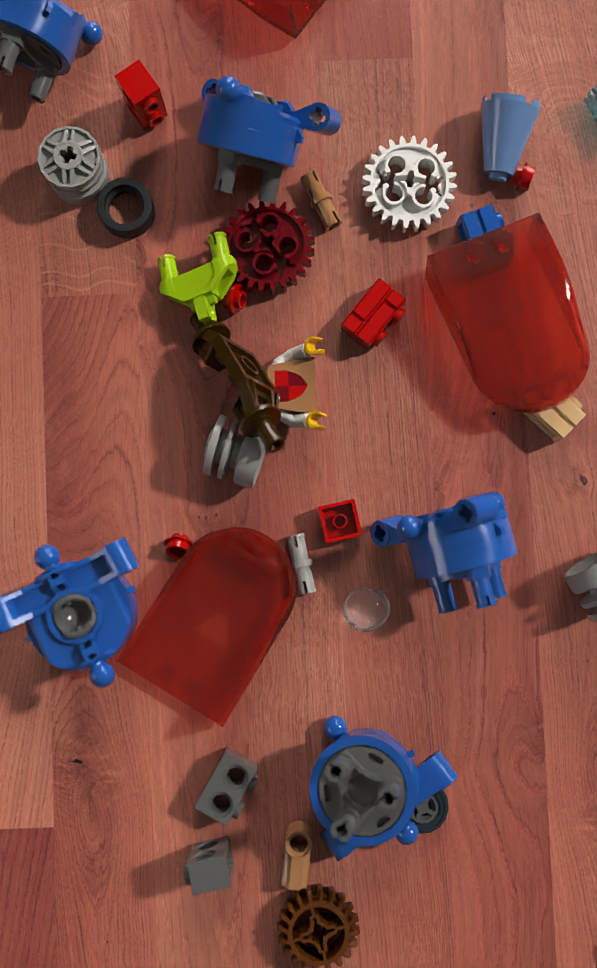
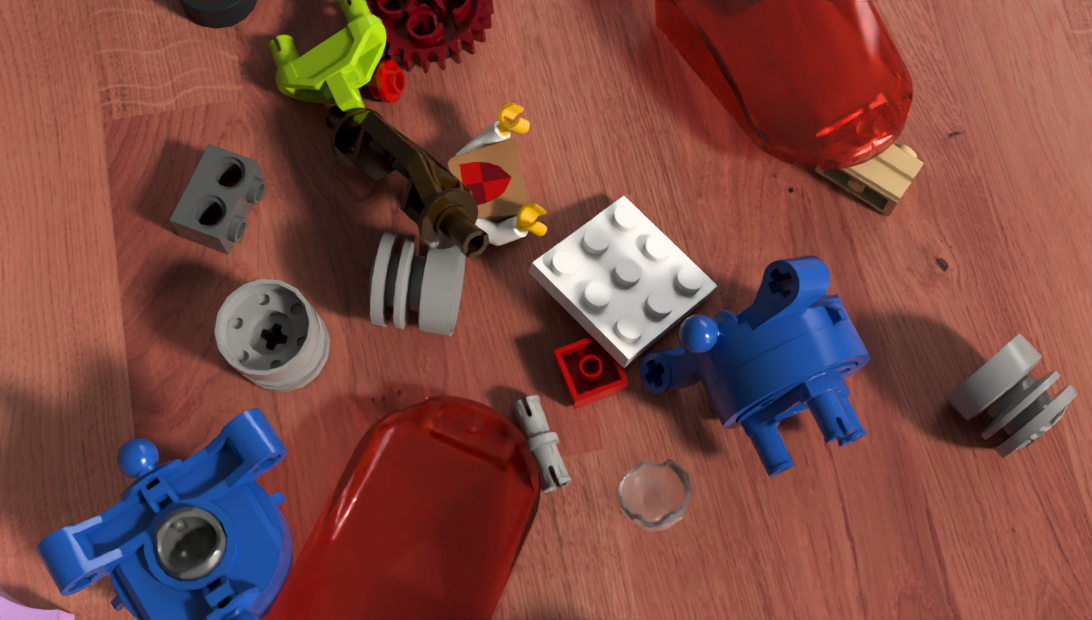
camera: 10 degrees left, 15 degrees down
(106, 365) = (208, 197): none -> dark grey brick
(122, 475) = (265, 313): none -> light grey wheel
(177, 545) = (342, 442): red plate -> none
(370, 464) = (622, 280): none -> white plate
(374, 314) = (591, 75): red brick -> none

